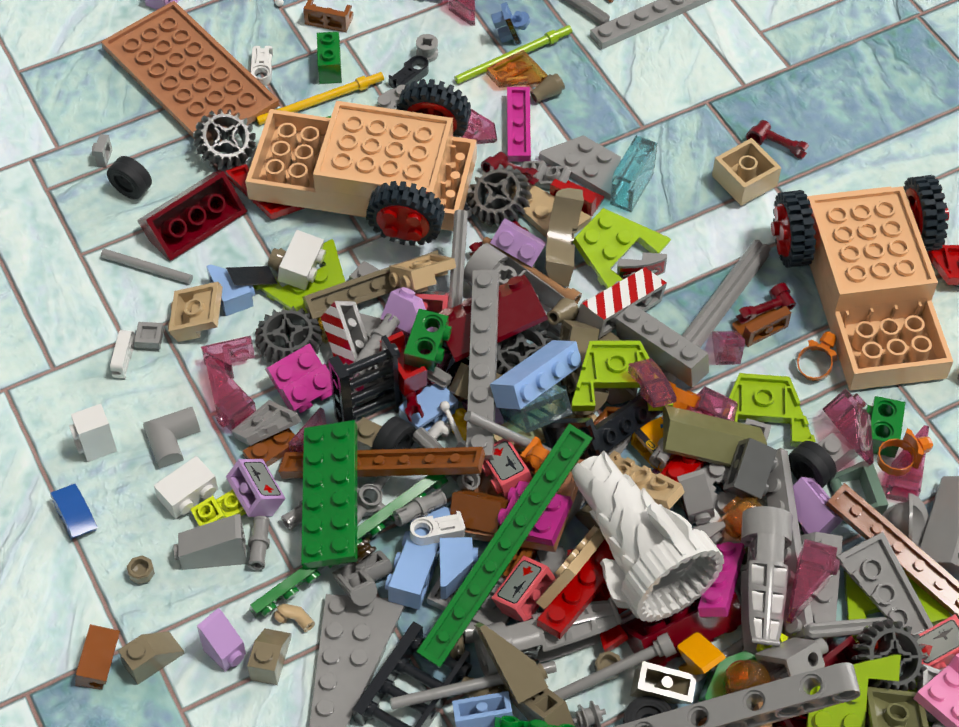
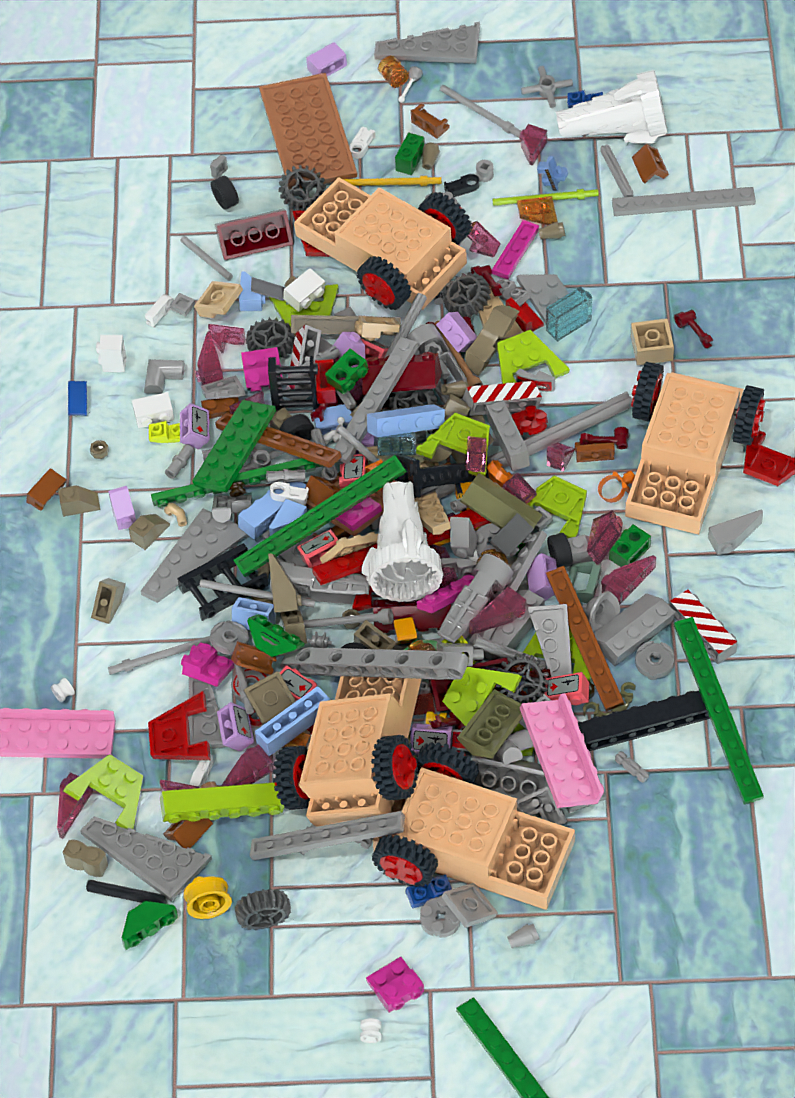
camera: 30 degrees right, 0 degrees up
(212, 544) = (149, 451): light grey slope -> none
(352, 51) = (430, 154): none -> dark tan cone
(674, 311) = (530, 420): none -> red plate
(913, 445) = (636, 565): orange piece -> none

